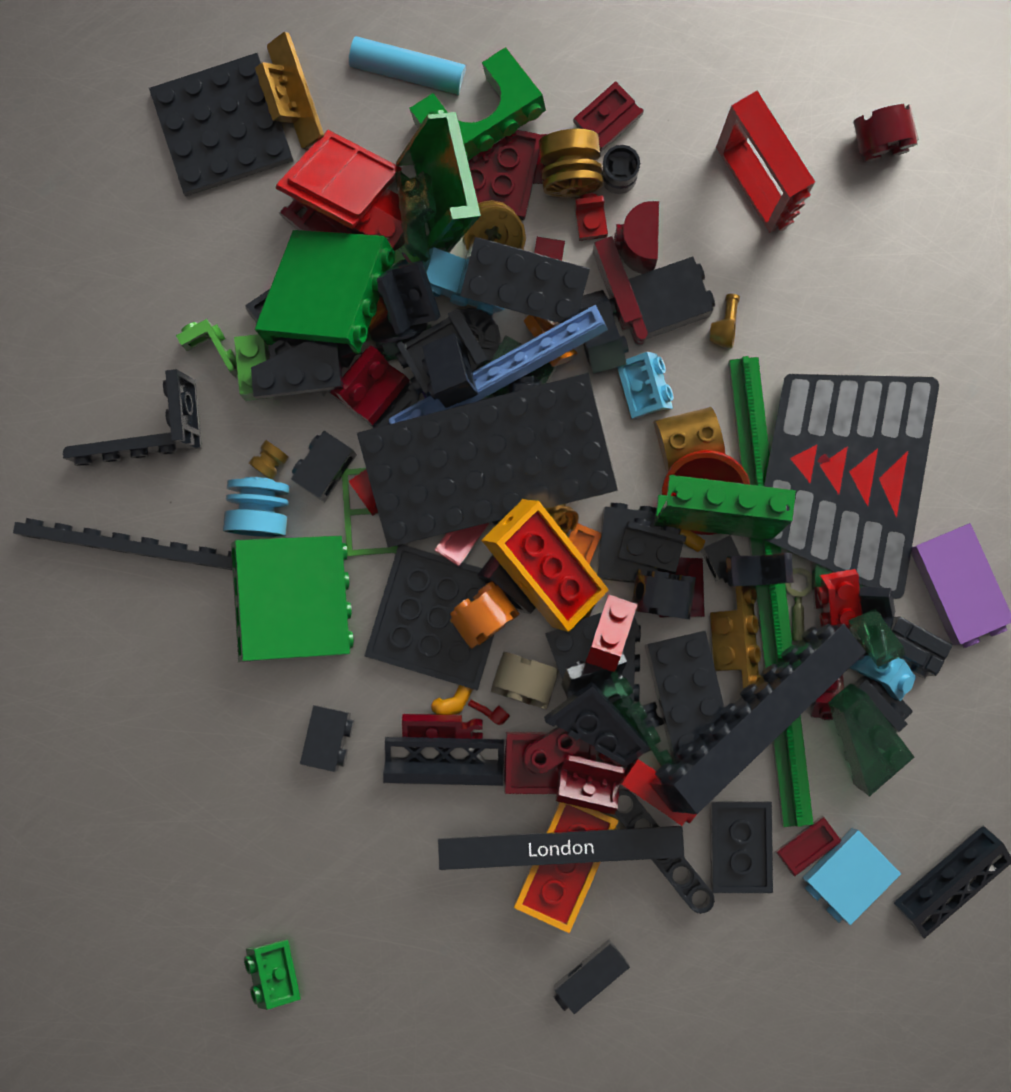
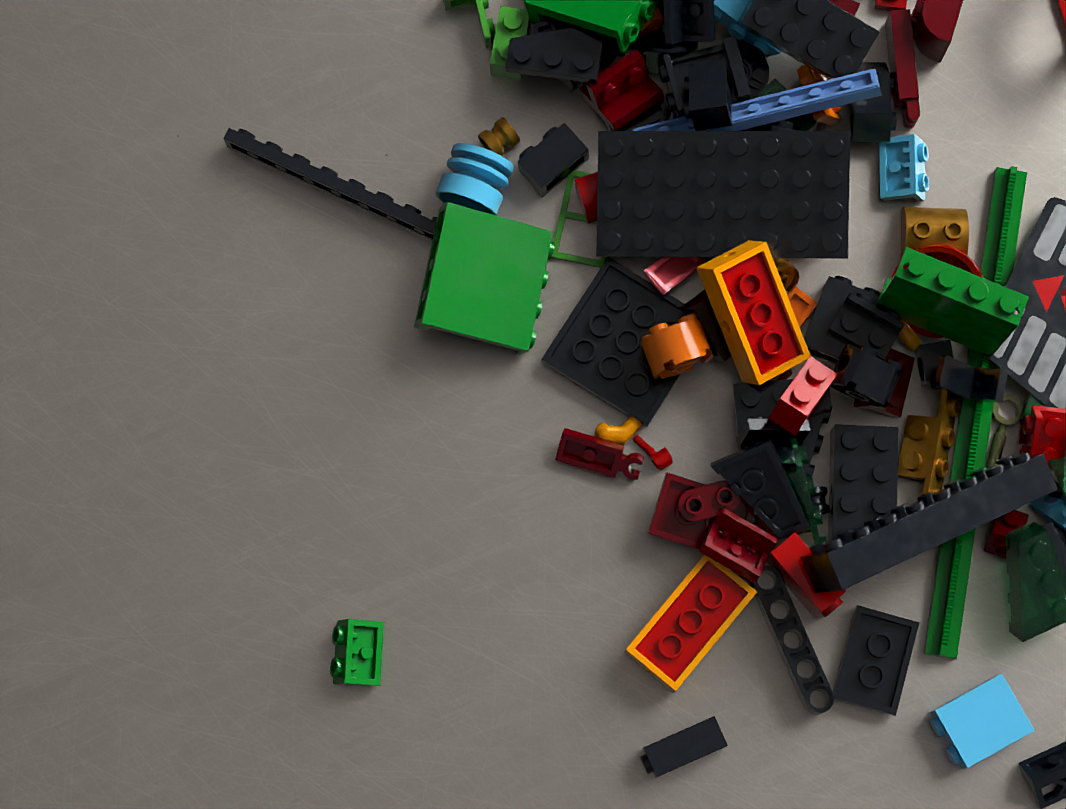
camera: 15 degrees right, 5 degrees down
(181, 418) = (424, 69): black bracket -> none
(326, 738) = (480, 430): black brick -> none
(447, 770) = (589, 496): black fence -> none
(524, 680) = (699, 426): dark tan brick -> none
(561, 847) = (691, 601): black tile -> none
(672, 296) = (955, 88): black brick -> none
(723, 331) = (998, 137): pearl gold bar -> none
(808, 846) = (945, 680): dark red tile -> none

